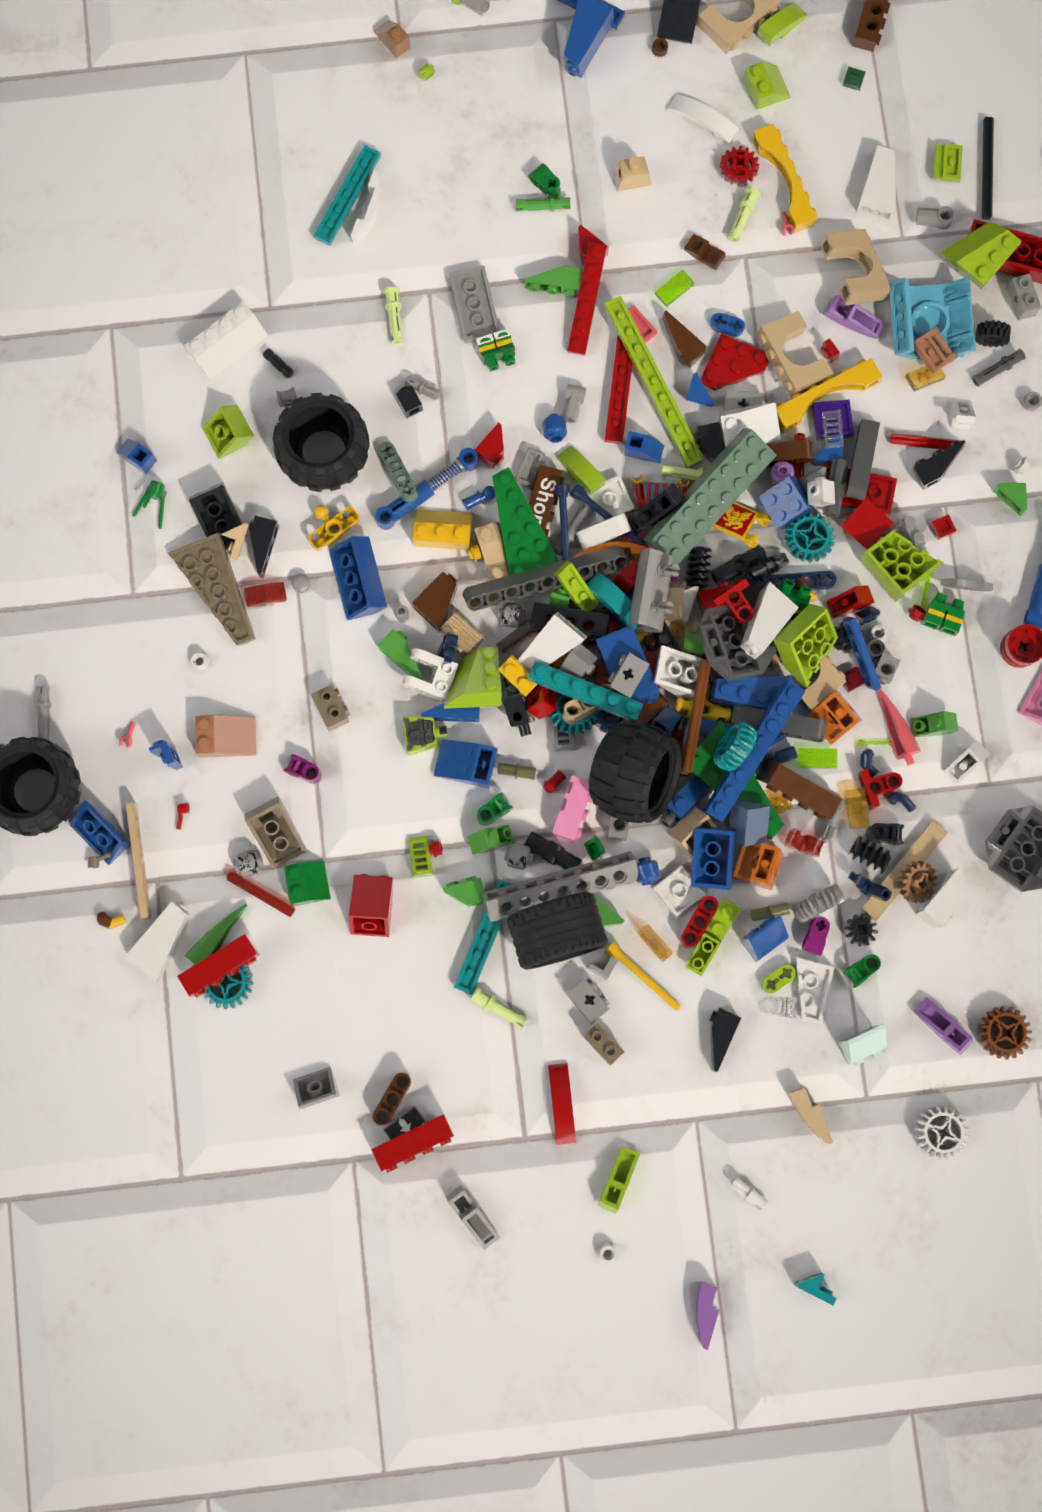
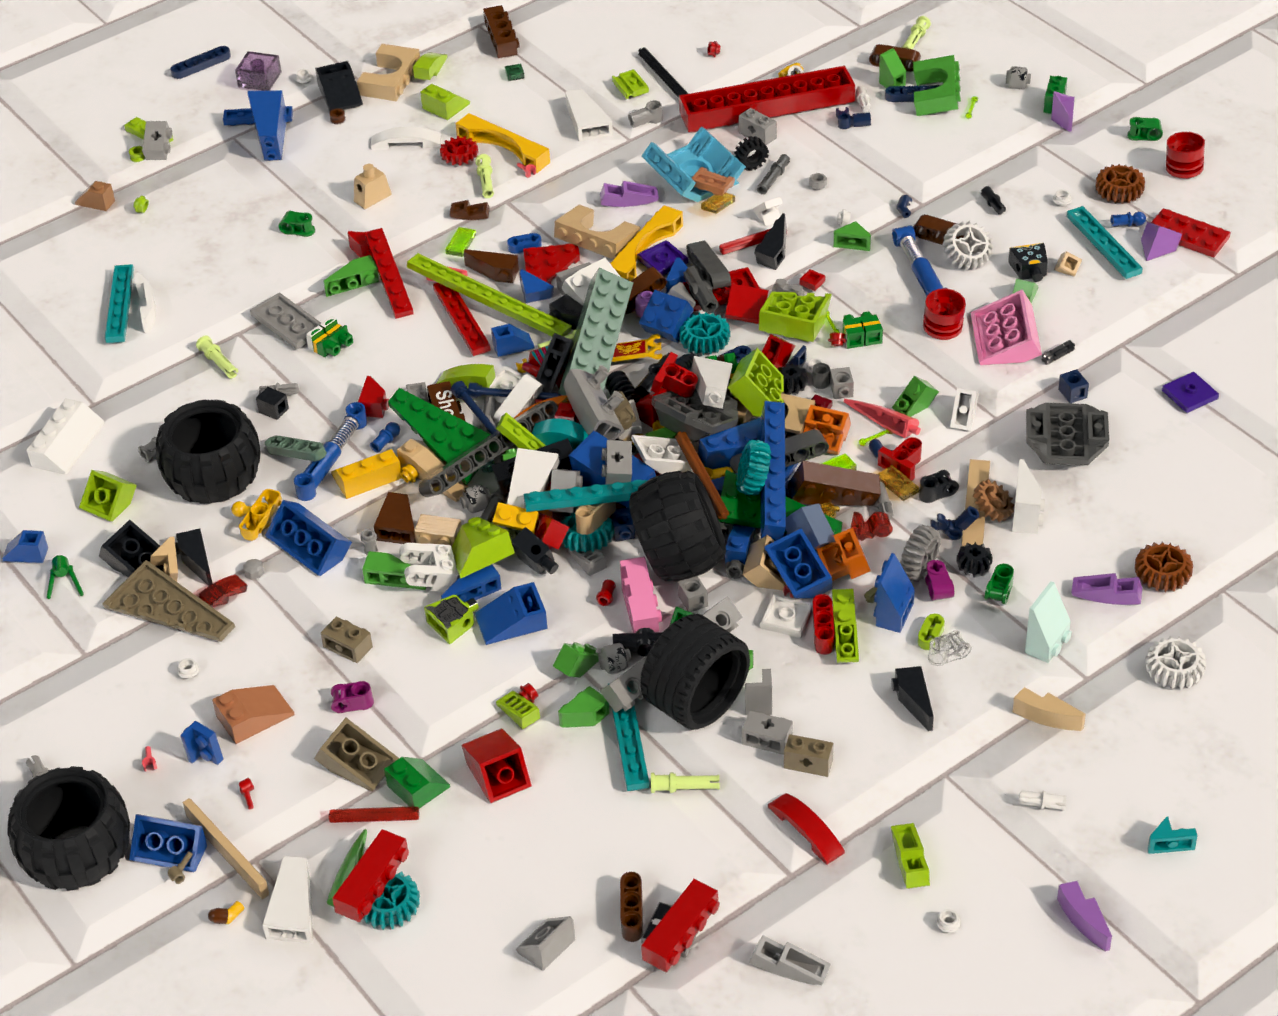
camera: 30 degrees left, 35 degrees down
(248, 863) = (344, 794): light grey head -> none
(278, 363) = (126, 433): black axle -> none
(448, 647) = (432, 532): dark blue bar -> none
(495, 809) = (563, 634): green piece -> none
(516, 771) = (565, 601): olive axle -> none
(543, 204) = (307, 237): bright green pin -> none
(554, 428) = (421, 363): blue head -> none
(573, 399) = (425, 341): light grey piece -> none
(614, 951) = (813, 692): yellow piece -> none
(647, 871) = (748, 610): blue head -> none
(655, 943) = (794, 662): clear yellow slope -> none
(813, 987) = (968, 618): white wing -> none
(821, 492) = (691, 289): white brick -> none
(829, 350) = (623, 215): red plate -> none
(832, 415) = (664, 252): clear slope -> none
(857, 246) = (617, 162): tan arch -> none
(861, 653) = (812, 374): blue tile -> none
(870, 854) = (936, 503): black piece -> none
(903, 799) = (931, 458): dark blue arm -> none
(957, 583) = (857, 304): light grey tile -> none
(982, 252) = (702, 106): lime wedge -> none

